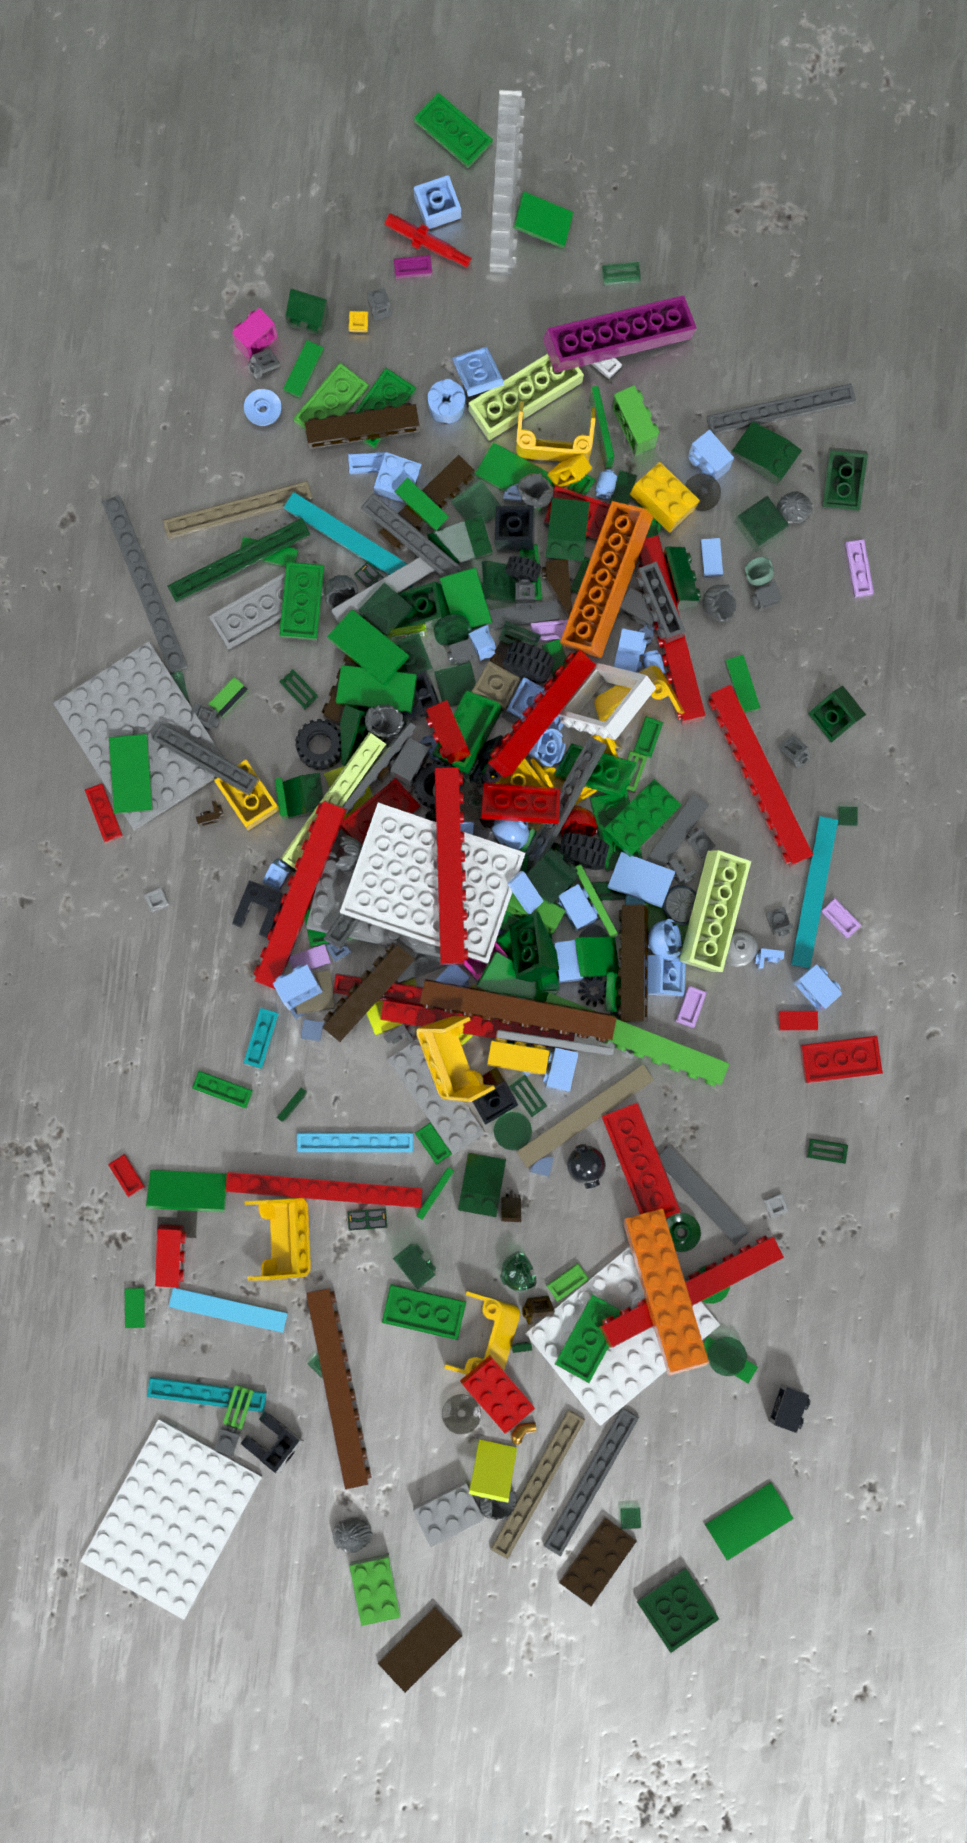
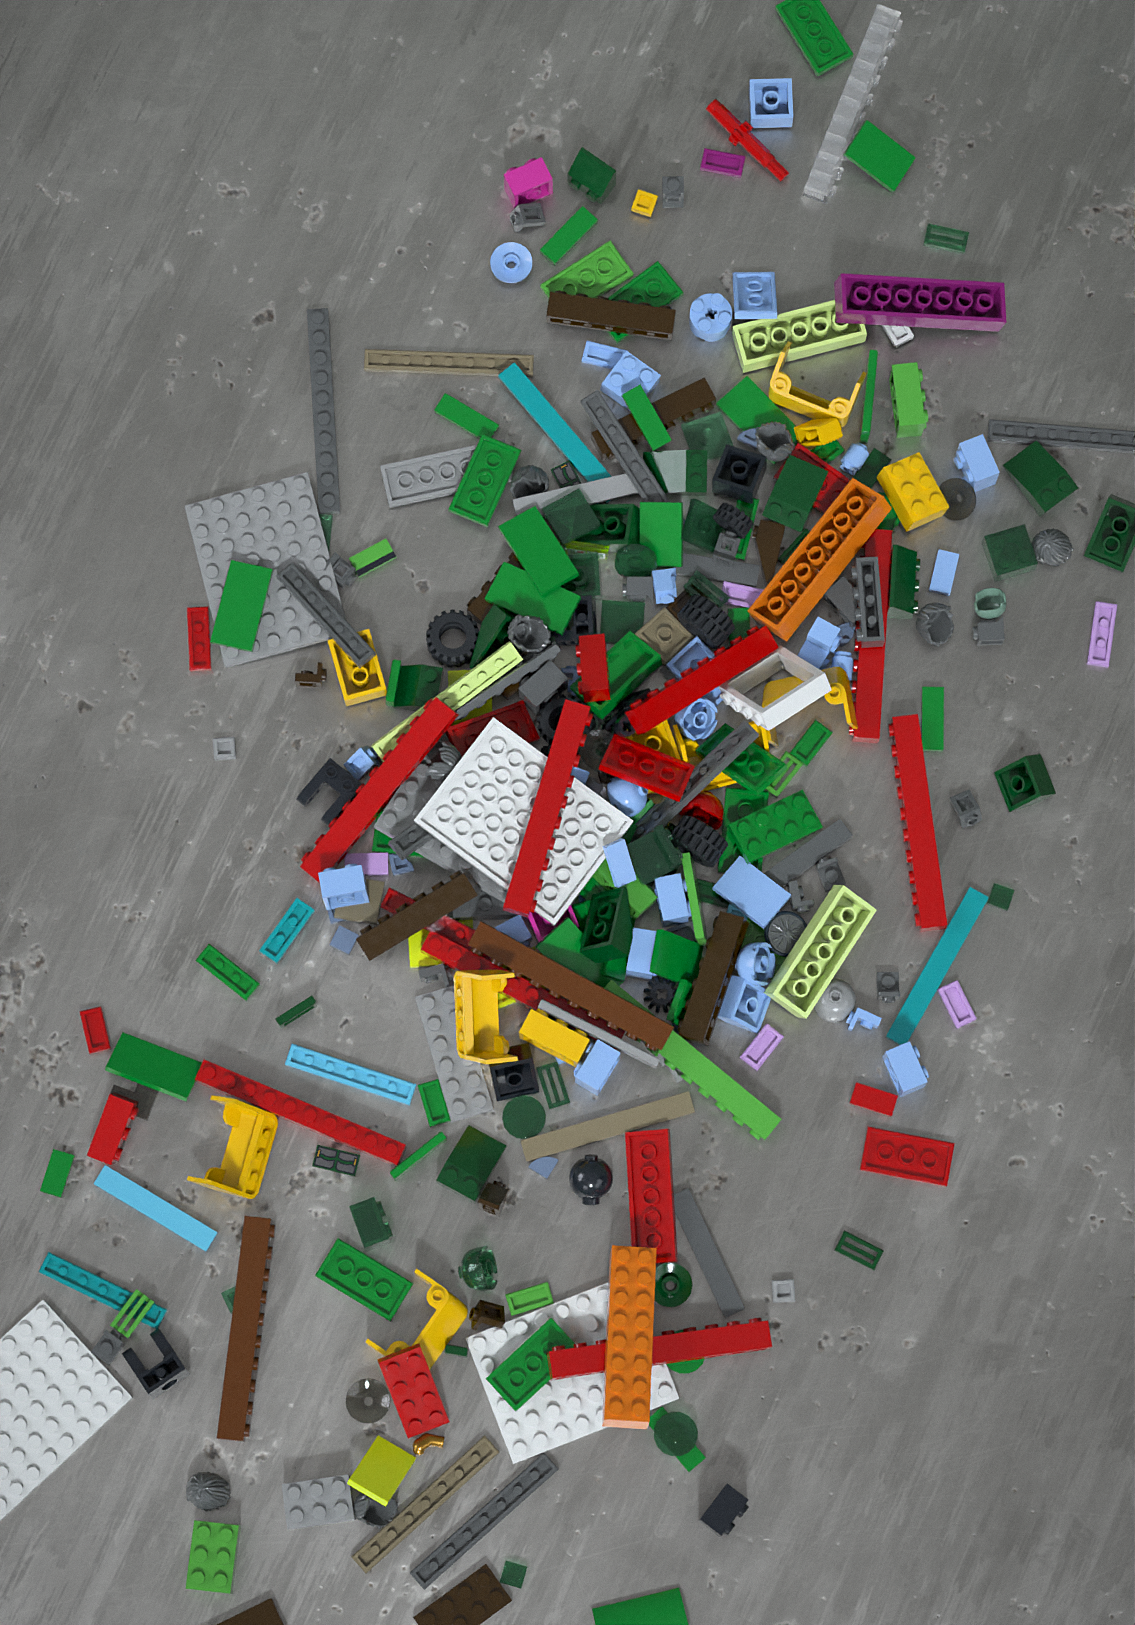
camera: 25 degrees right, 5 degrees down
(239, 560) = (432, 416): dark green tile -> none
(287, 677) = (443, 557): dark green tile -> none

